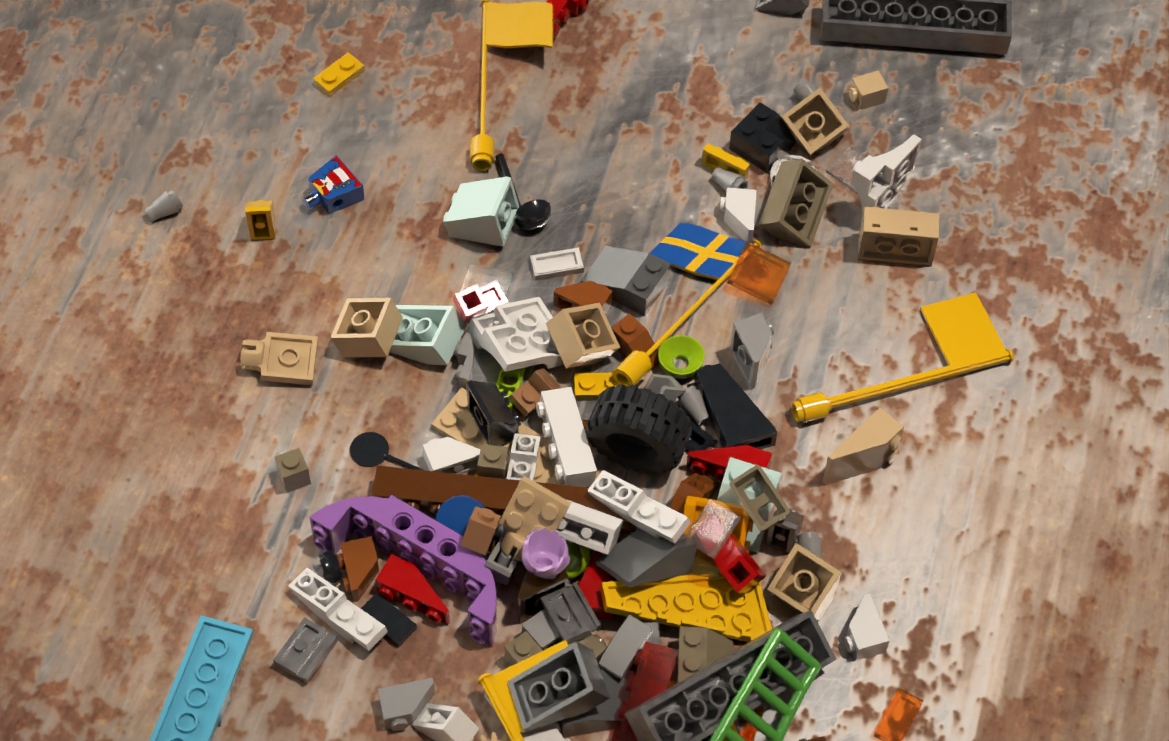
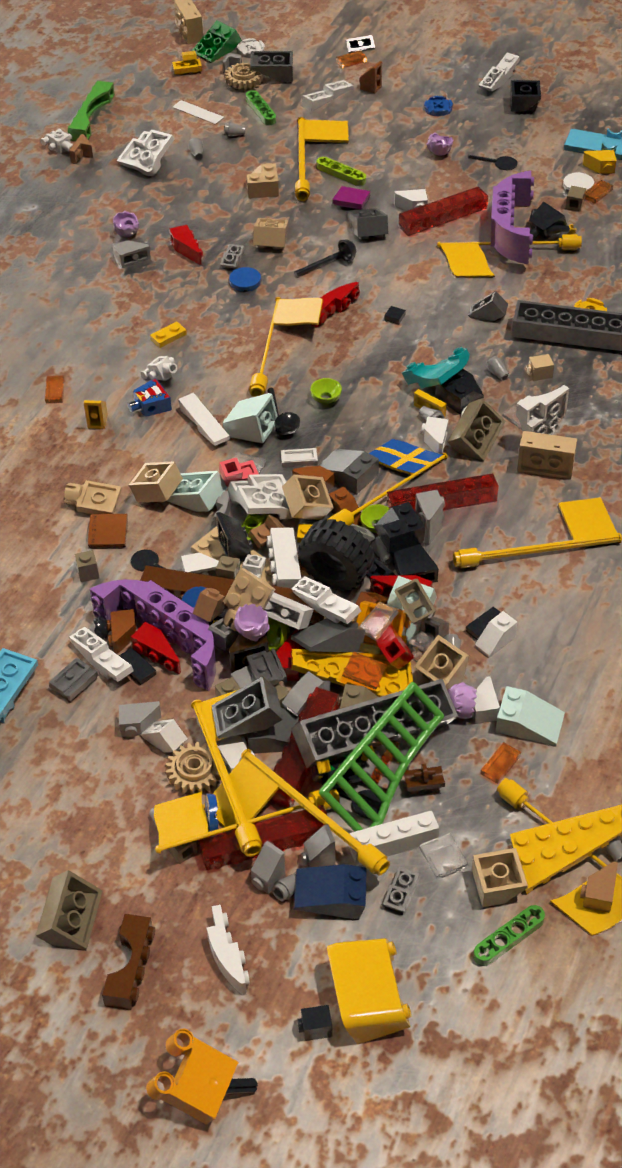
camera: 10 degrees right, 10 degrees down
(163, 206) = (31, 402): light grey cone -> none
(192, 180) = (54, 389): none -> clear orange tile
(310, 407) = (107, 530): none -> dark orange slope
(340, 136) = (160, 368): none -> white piece
(410, 210) = (205, 422): none -> white slope
(578, 146) = (326, 387): none -> lime piece
(654, 16) = (395, 314): none -> black tile
(703, 603) = (364, 670): none -> clear orange piece
(718, 376) = (400, 528): none -> black slope
(732, 113) = (436, 374): none -> teal slope
(759, 273) = (442, 469): clear orange tile -> none
(771, 554) = (419, 644): none -> clear brick
(779, 307) = (456, 493): none -> clear red brick
(815, 122) = (498, 381): tan slope -> none
(839, 631) = (463, 699): none -> lavender hair
(850, 506) = (477, 626): none -> black tile
(865, 449) = (500, 585): tan slope -> none
(867, 524) = (497, 634): none -> white slope
(927, 647) = (529, 717): none -> light aqua slope

